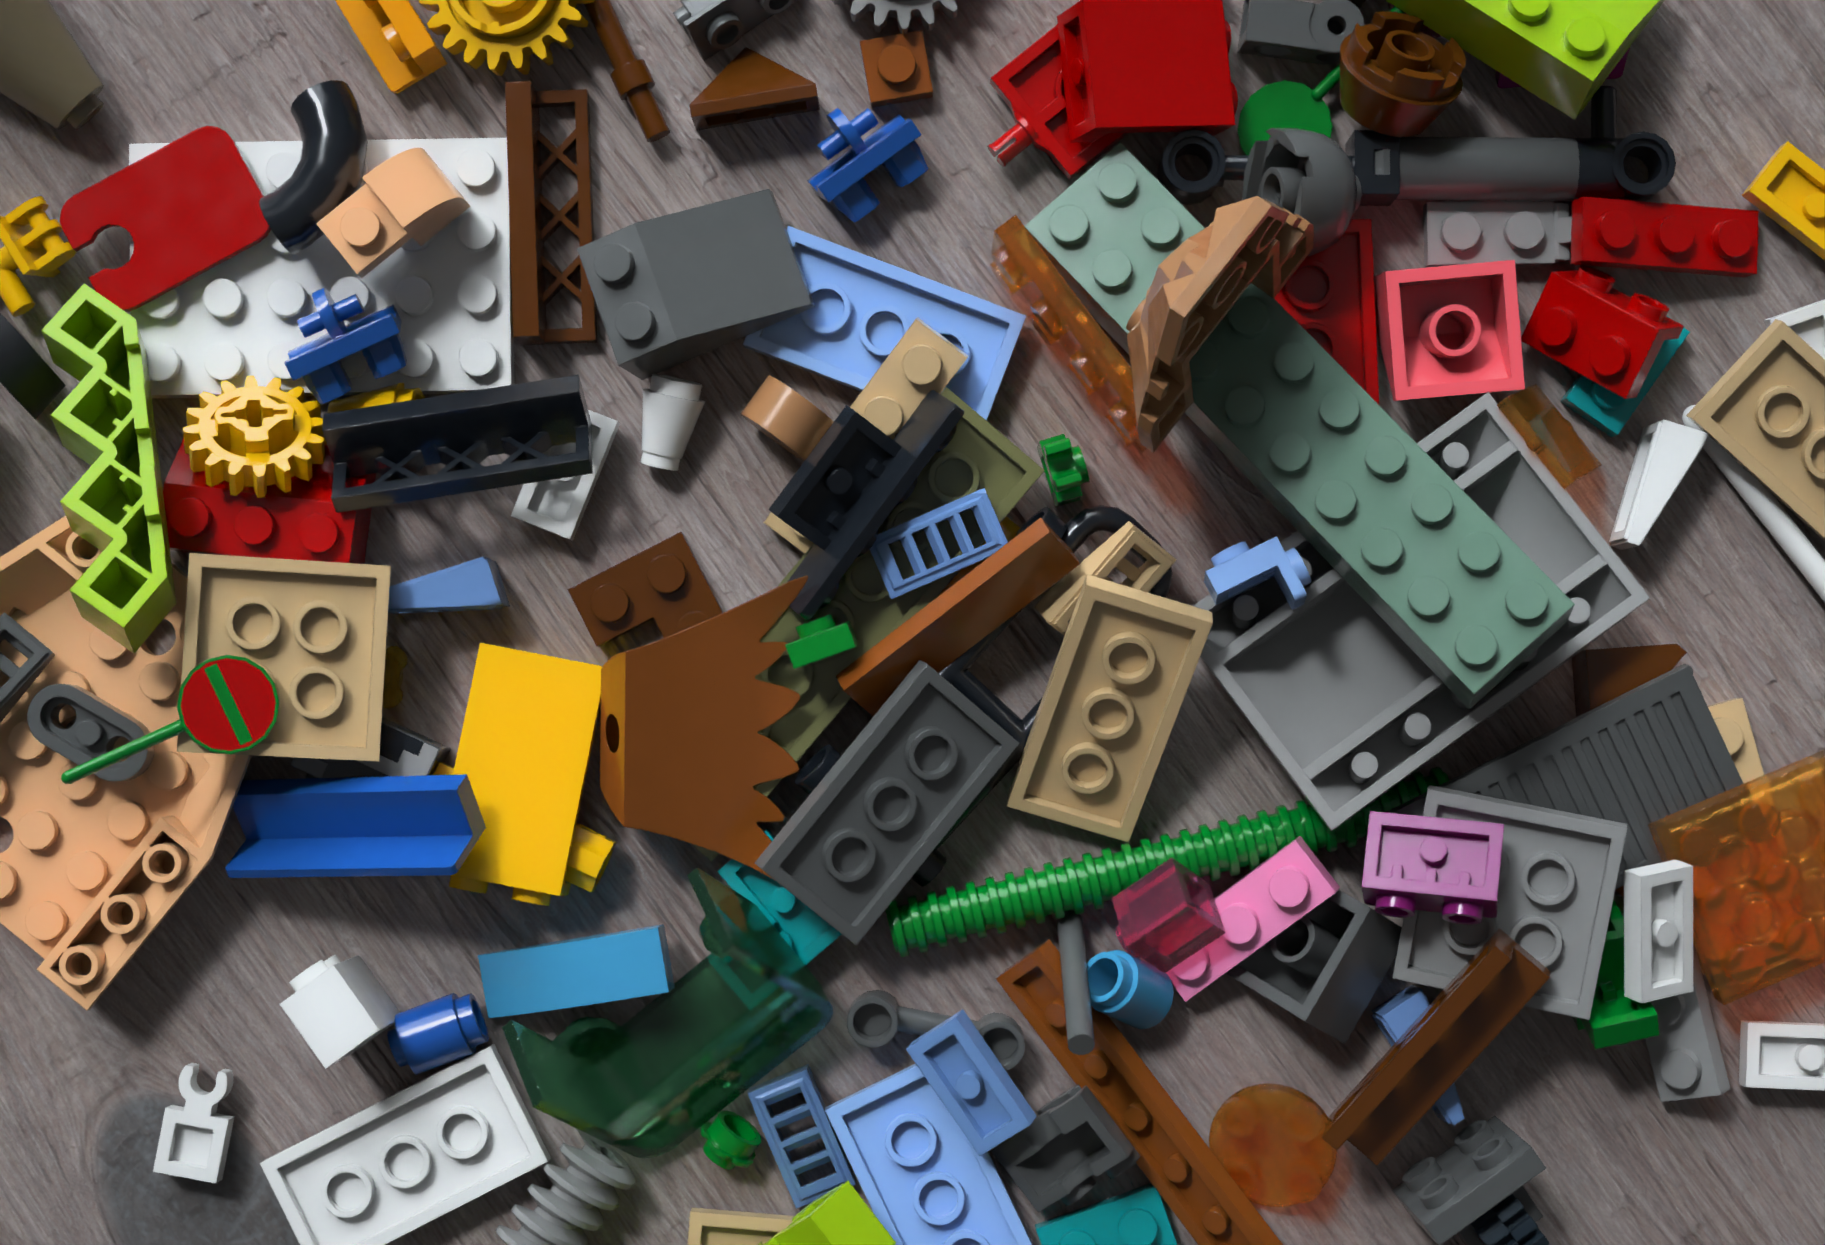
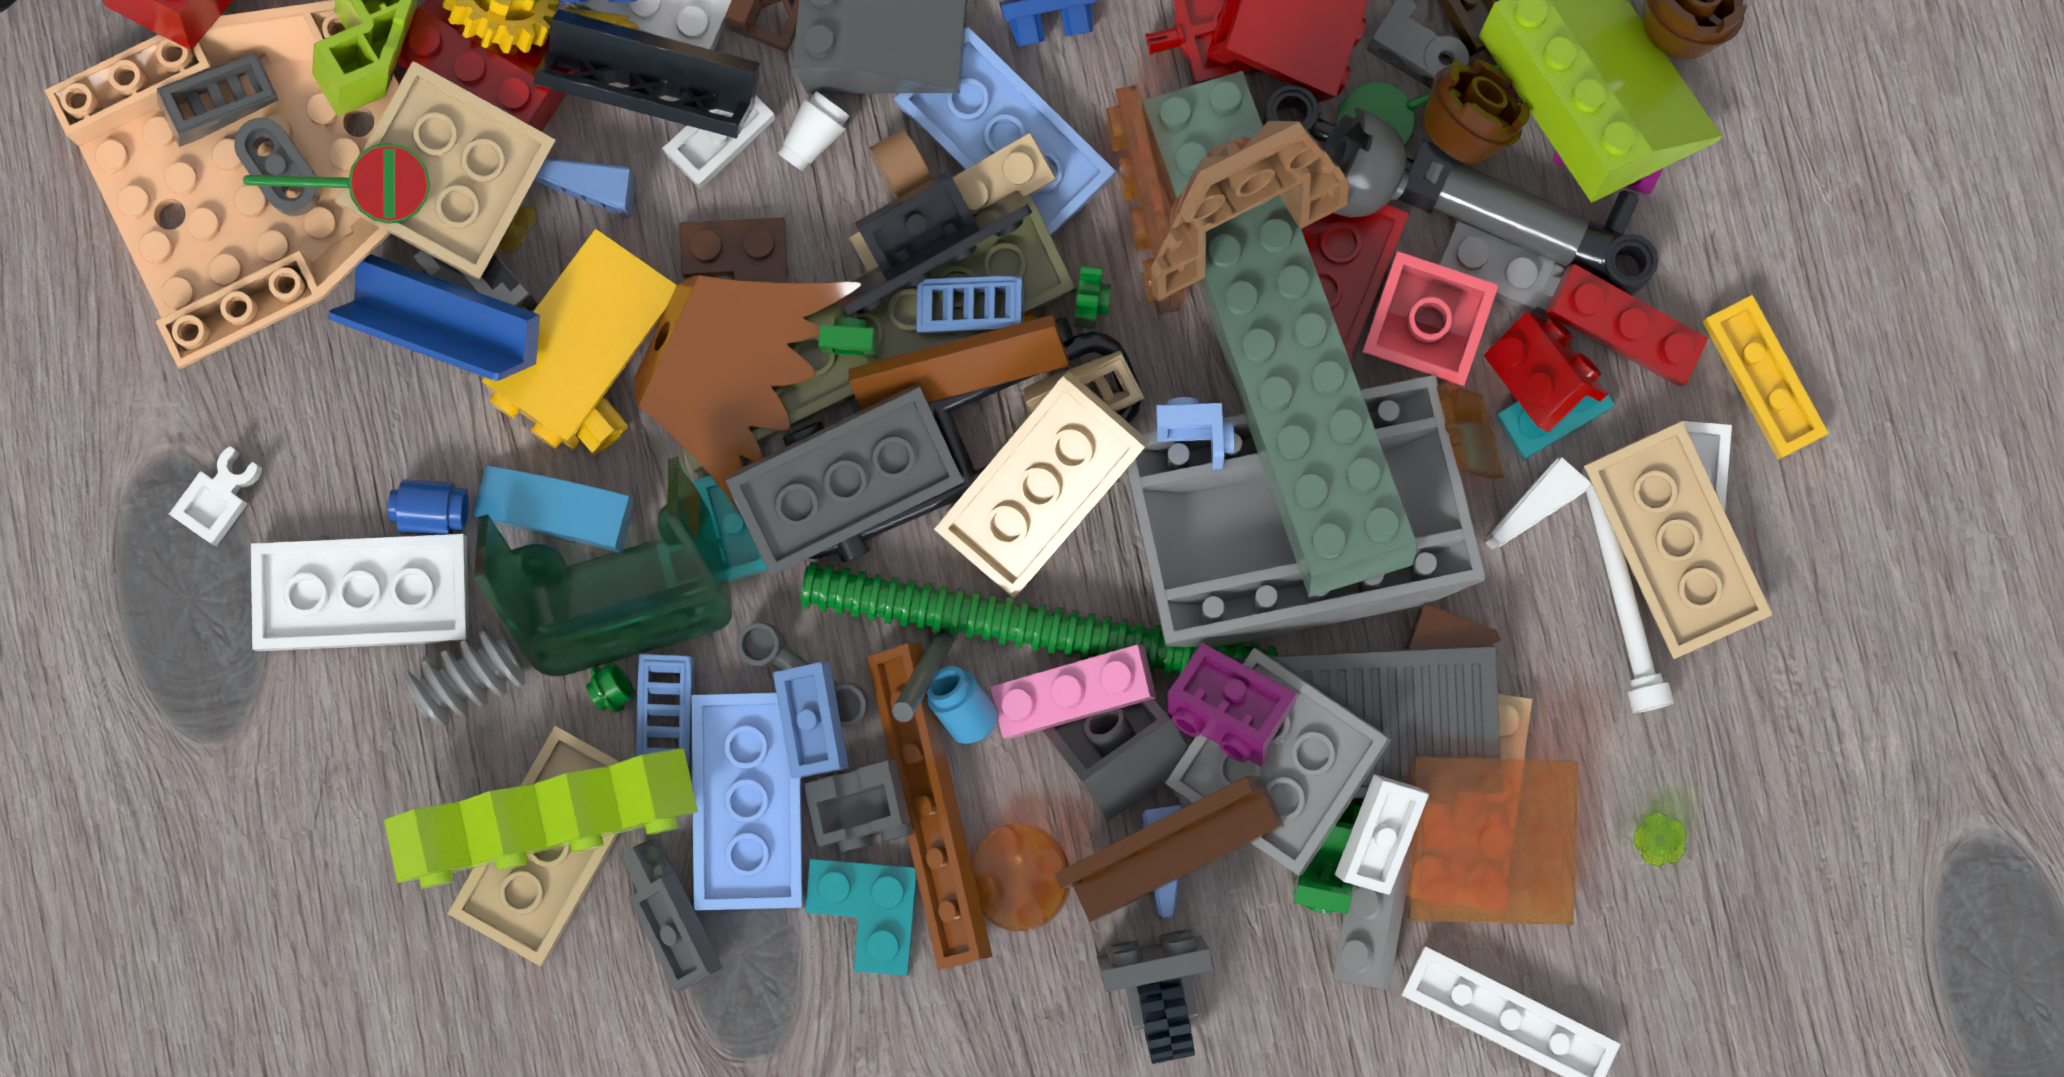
camera: 25 degrees right, 5 degrees down
(338, 1007) = (364, 451): white brick -> none
(1167, 916) = (1016, 661): clear pink brick -> none

